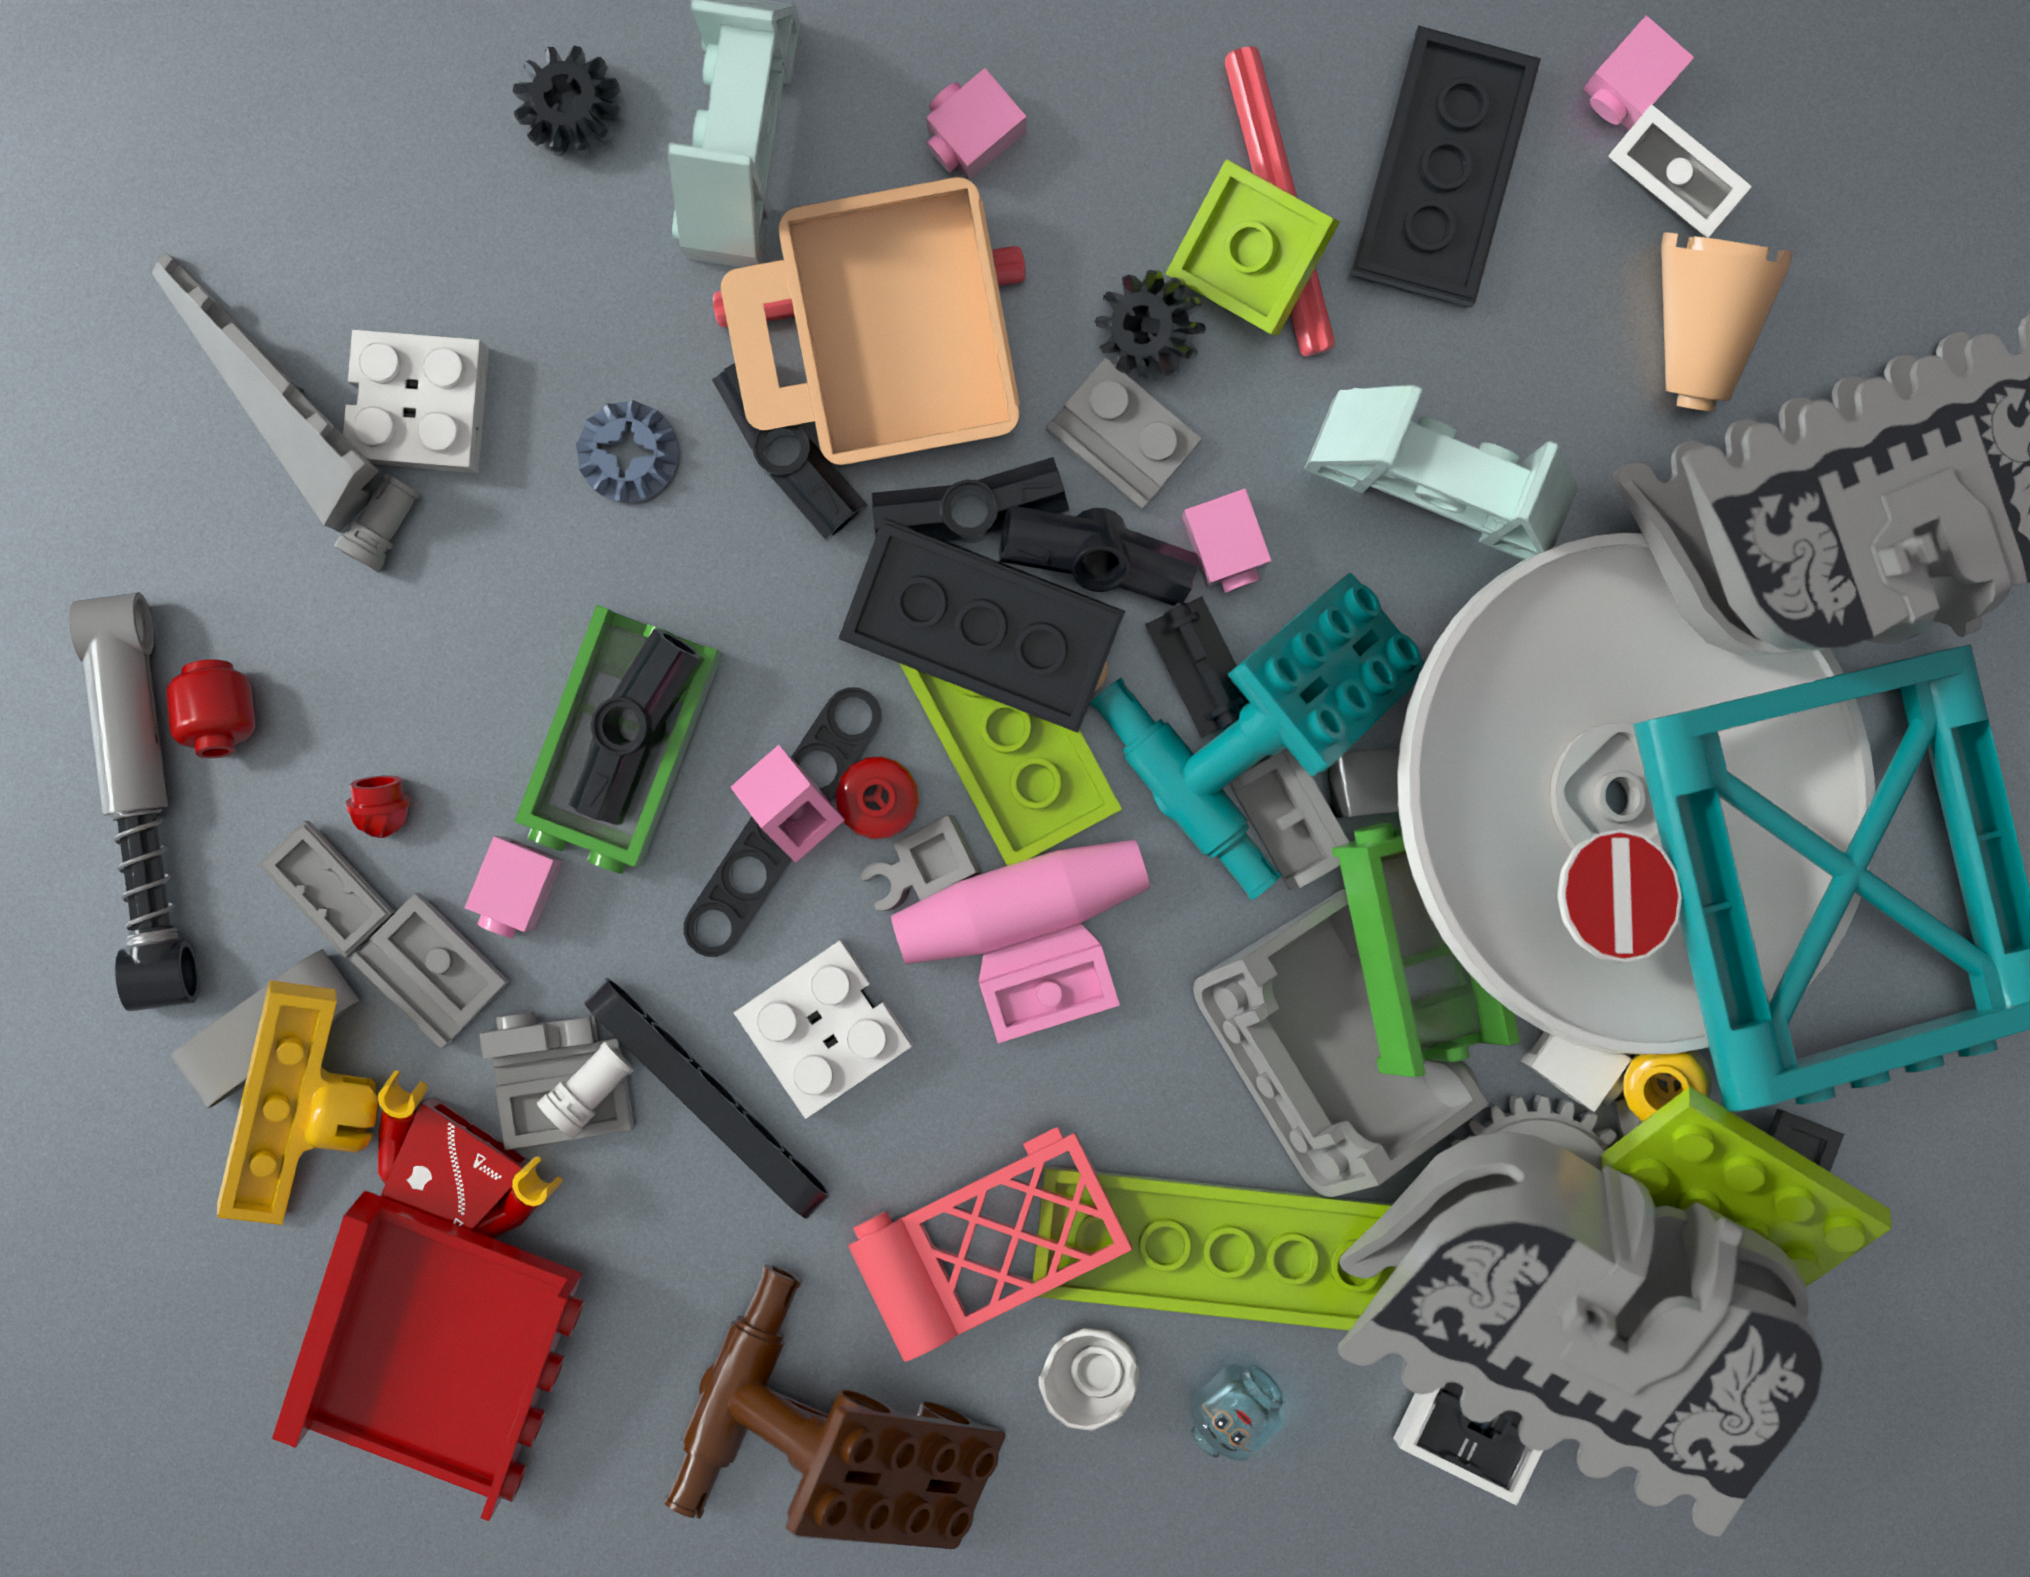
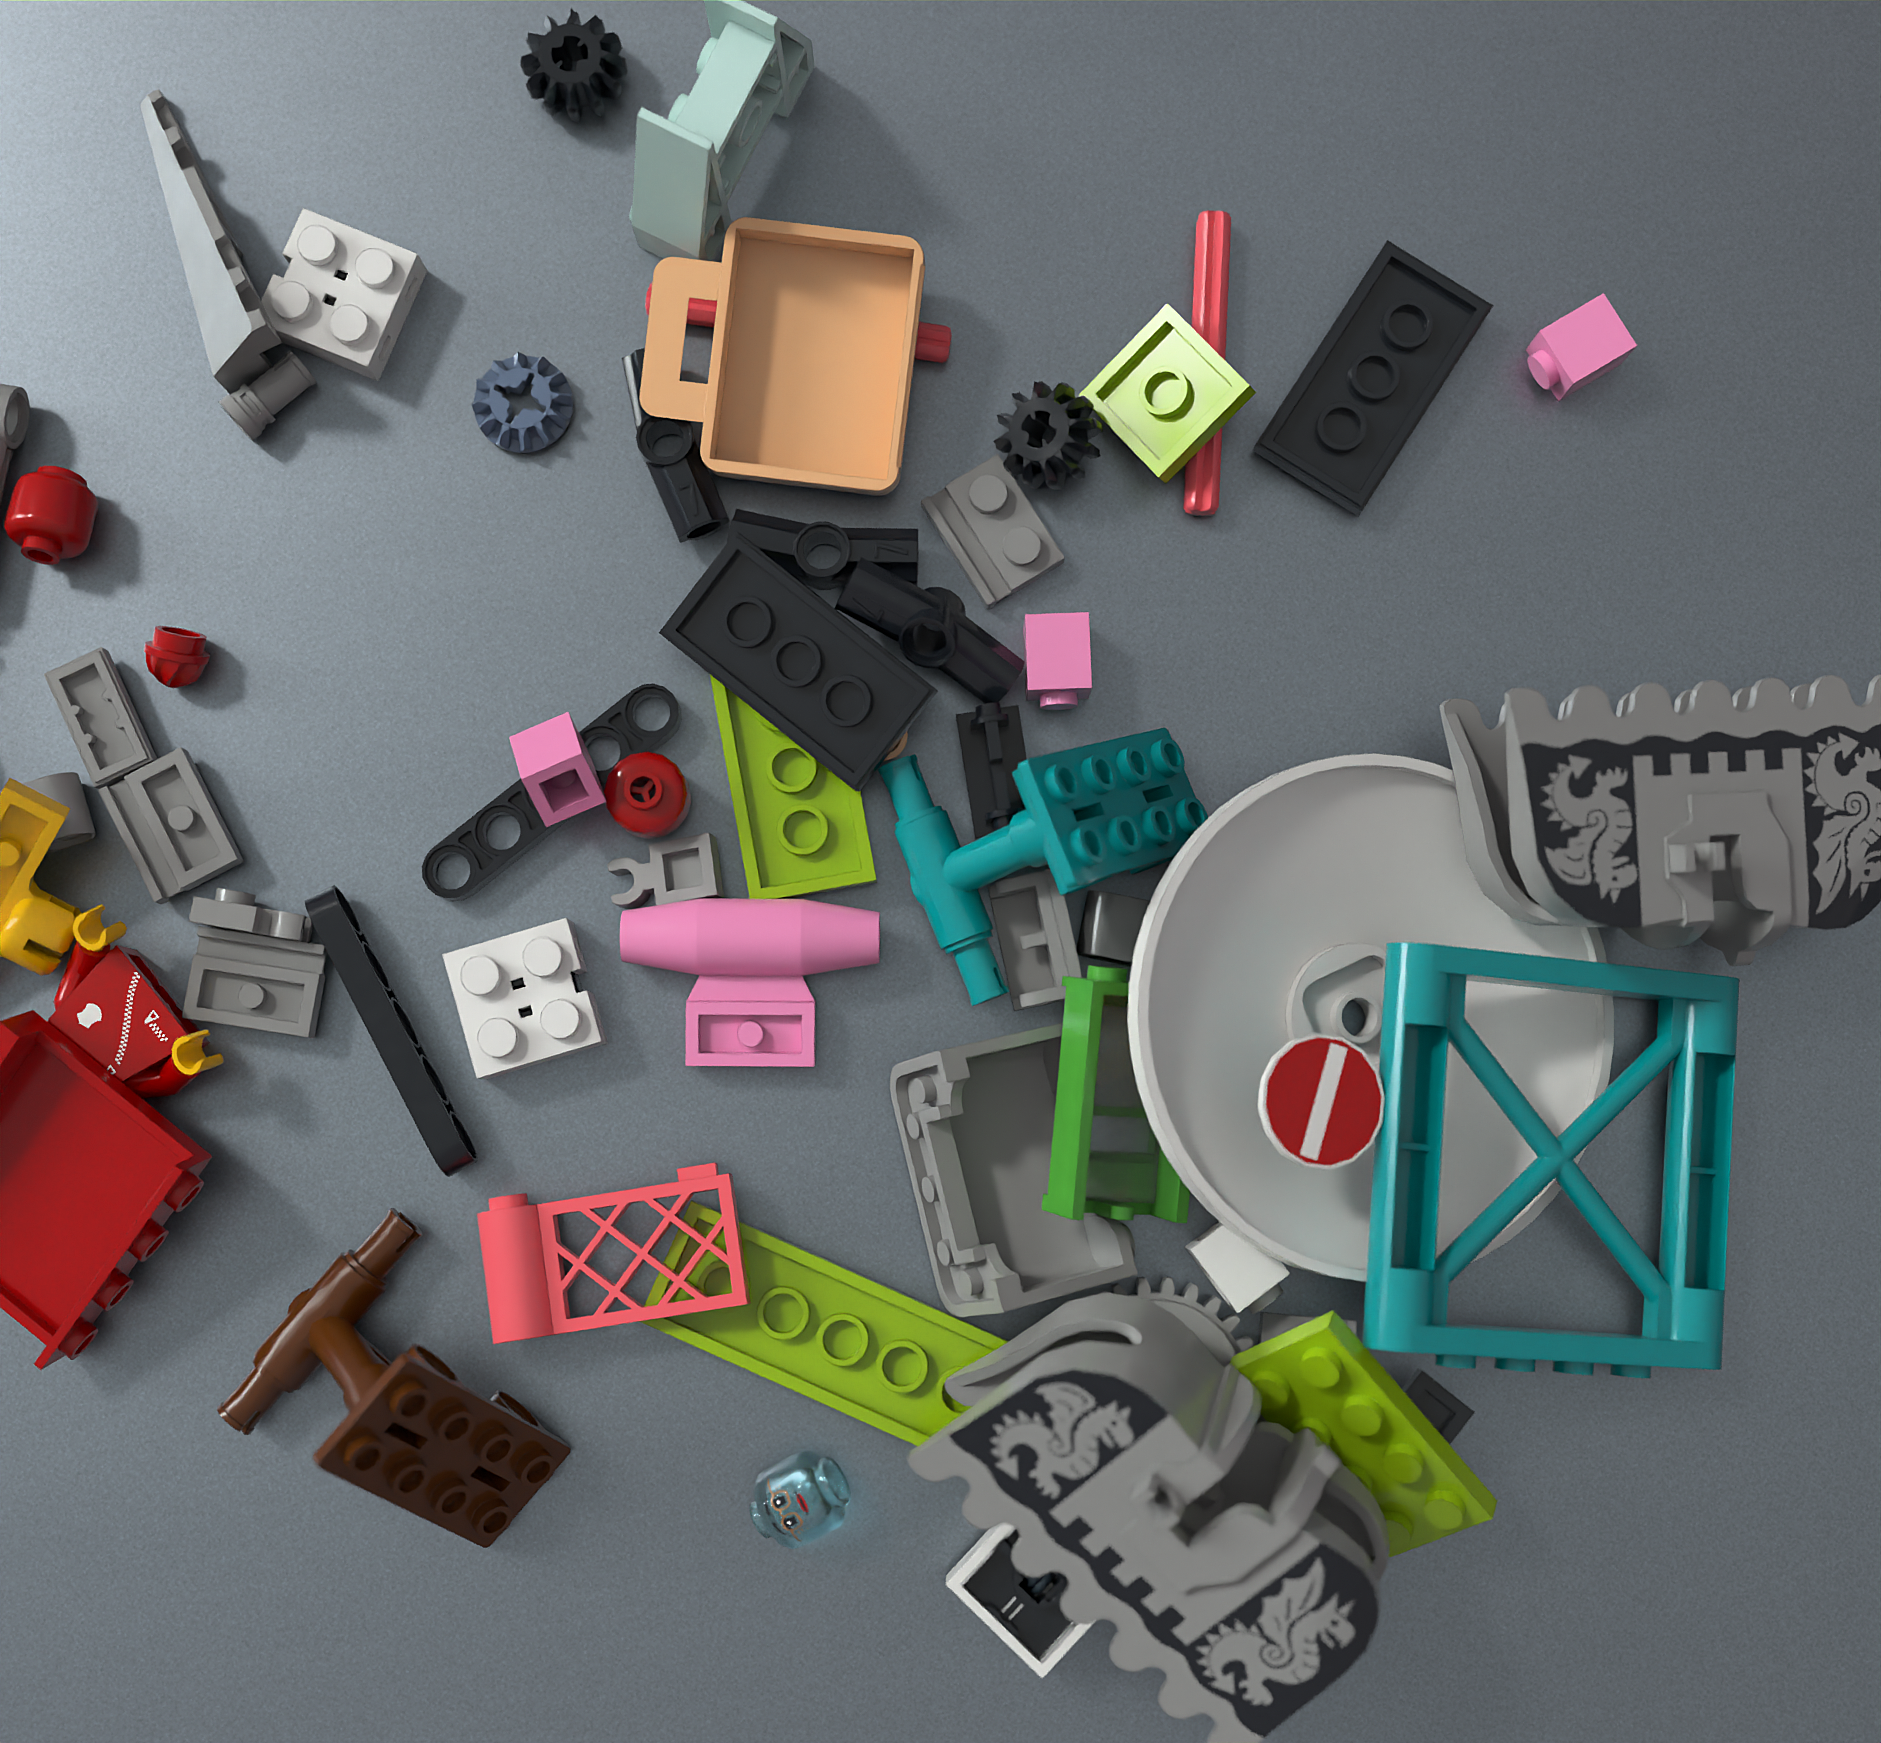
camera: 15 degrees right, 5 degrees down
(512, 886) = (275, 770): bright pink brick -> none
(572, 1103) = (262, 989): white pin -> none
(599, 668) = (420, 664): door -> none
(650, 691) = (465, 625): black piece -> none
(973, 124) = (943, 202): bright pink brick -> none
(1089, 1379) = (667, 1420): white hair -> none
(1375, 445) = (1266, 641): light aqua wedge -> none
(1643, 1086) = (1298, 1293): yellow head -> none
(1680, 171) = (1592, 448): white brick -> none
(1714, 313) = (1586, 587): light nougat cone -> none

